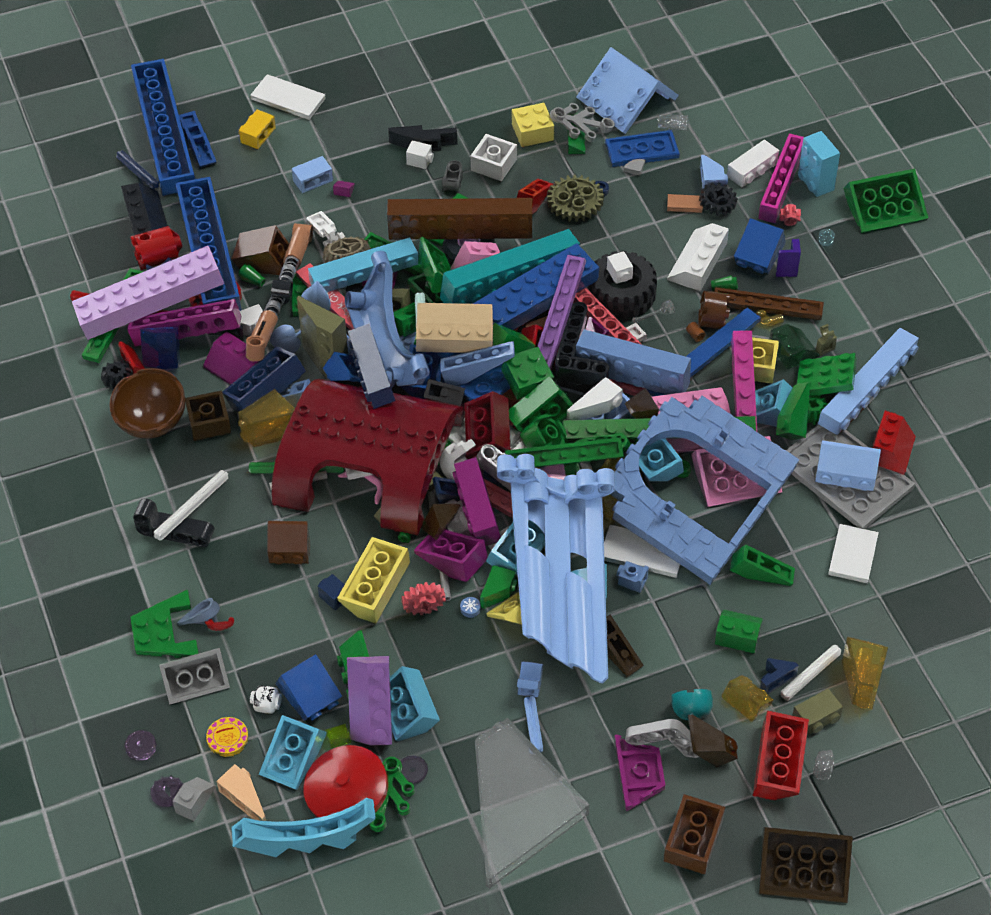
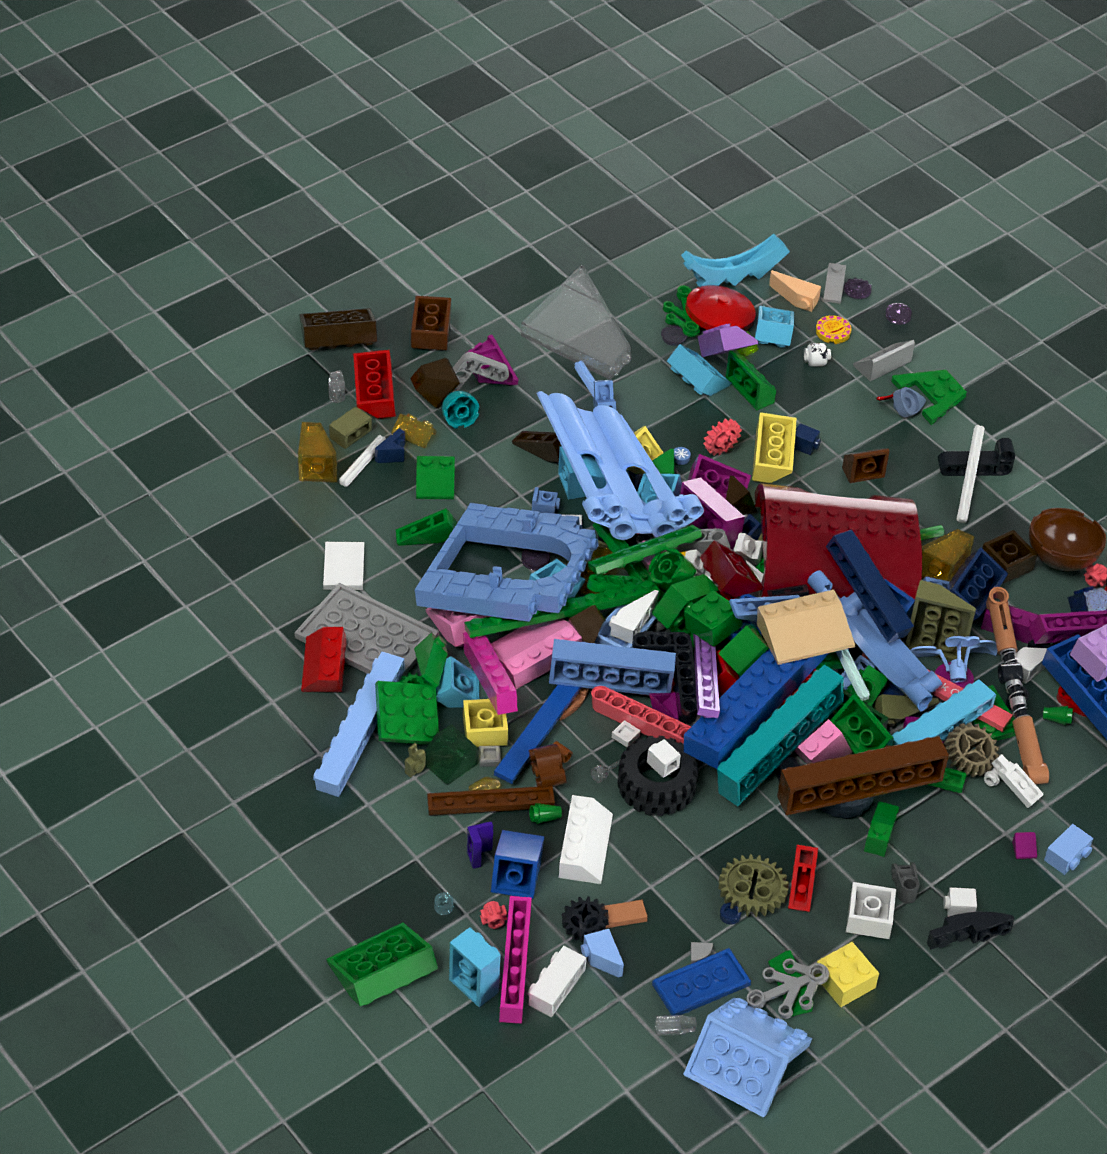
camera: 160 degrees right, 5 degrees down
(261, 249) = (1065, 737): reddish brown slope -> none
(309, 688) = (787, 364): blue slope -> none
(847, 465) = (366, 617): light blue slope -> none

